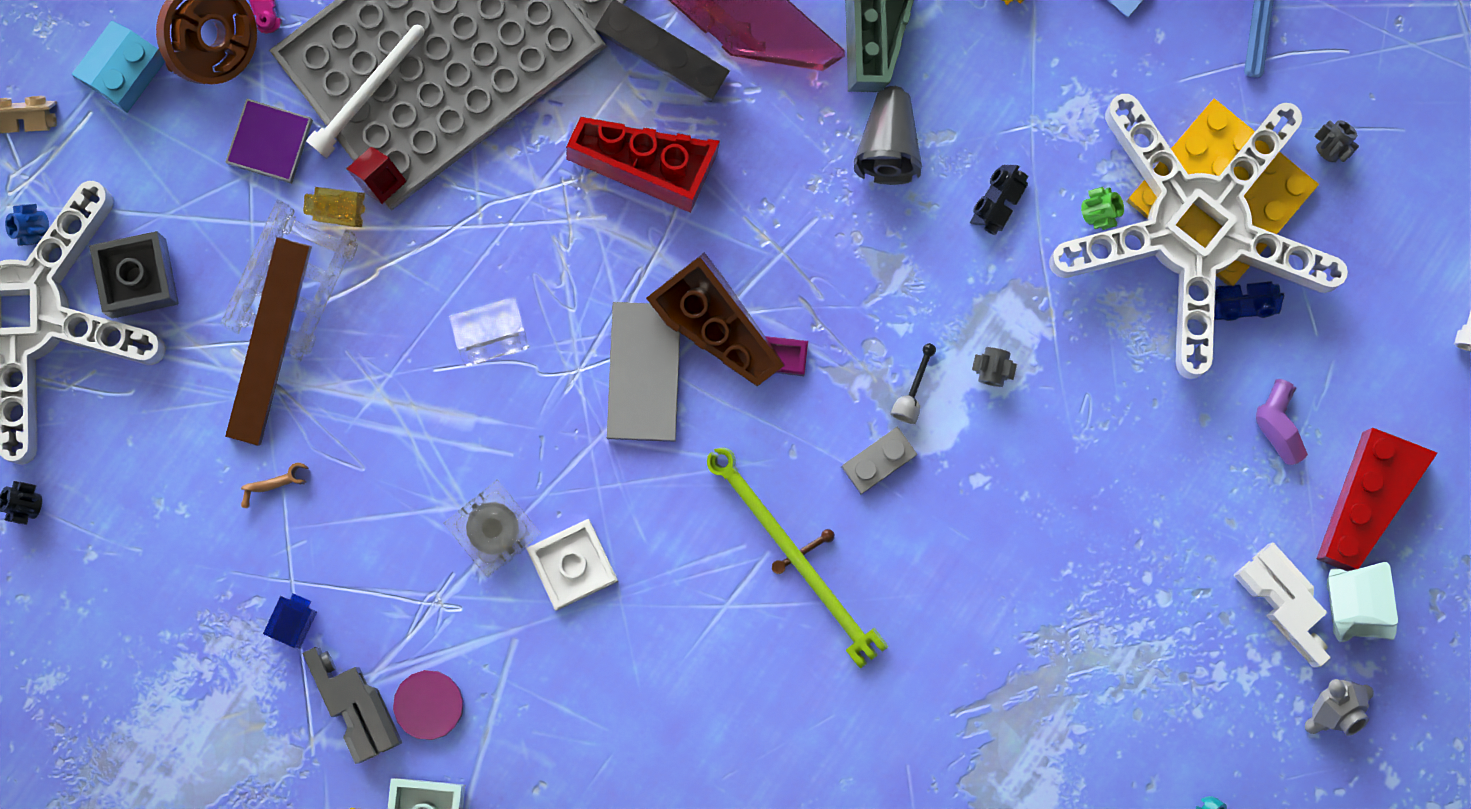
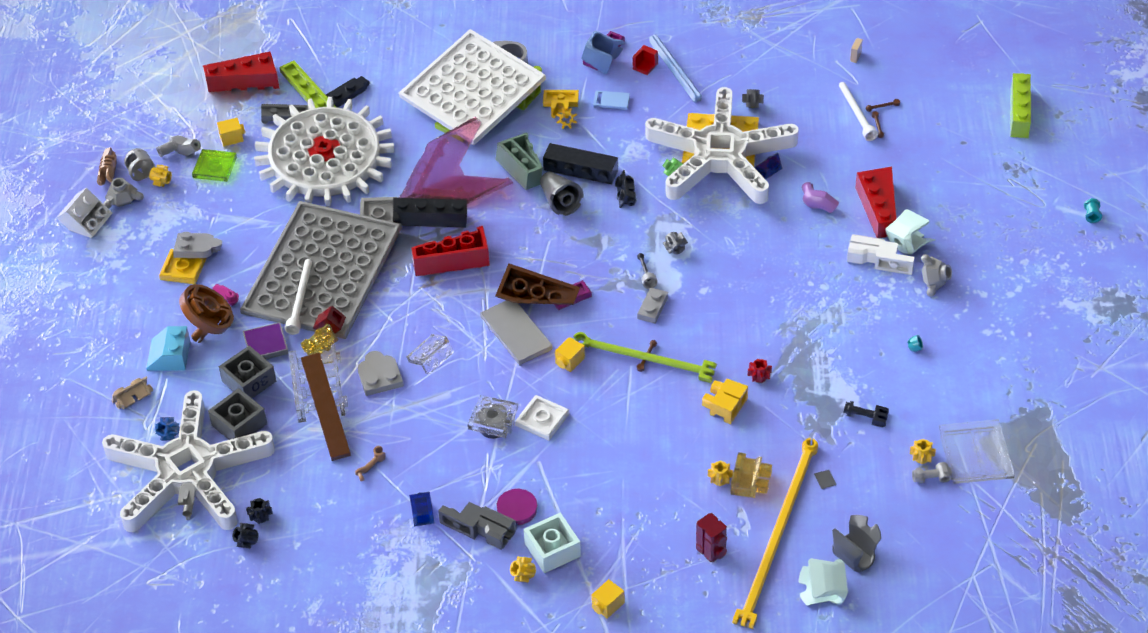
camera: 30 degrees left, 35 degrees down
(60, 461) = (259, 510): none -> black gear
(196, 198) = (247, 372): none -> dark grey brick
(394, 316) = (379, 373): none -> light grey plate
(685, 479) = (569, 354): none -> yellow brick
(838, 730) = (728, 399): none -> yellow hips
(932, 699) = (759, 370): none -> red gear
(966, 96) = (580, 163): none -> black brick

